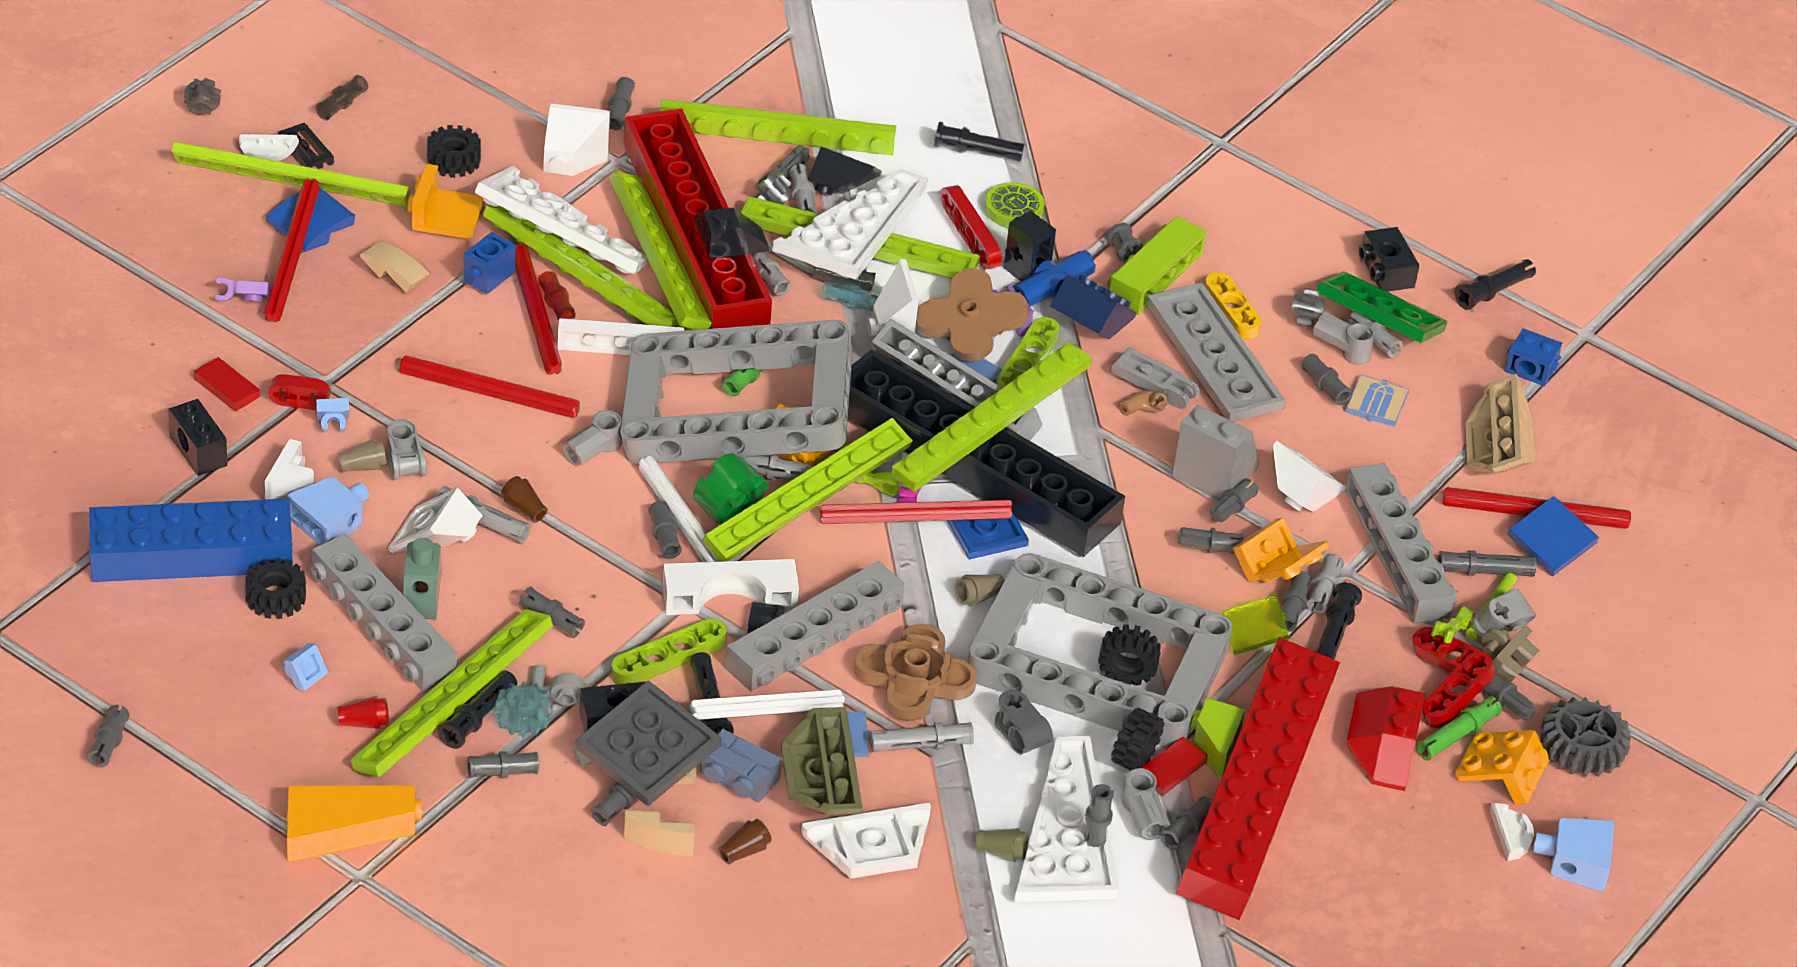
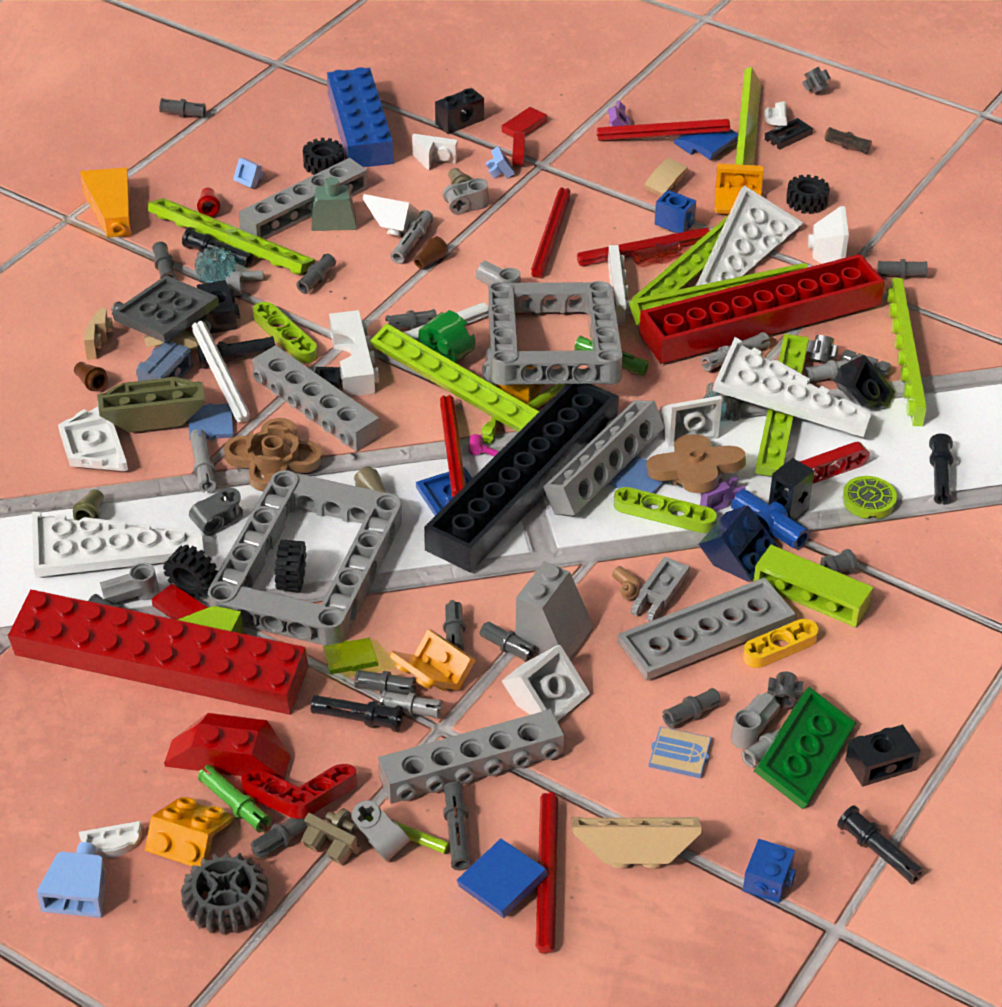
camera: 90 degrees right, 0 degrees up
(328, 509) = (399, 169): light blue torso -> none
(730, 233) = (728, 305): black slope -> none
(991, 416) = (547, 461): lime plate -> none
(1098, 815) = (85, 534): dark grey pin -> none
(1449, 629) = (355, 787): lime piece -> none

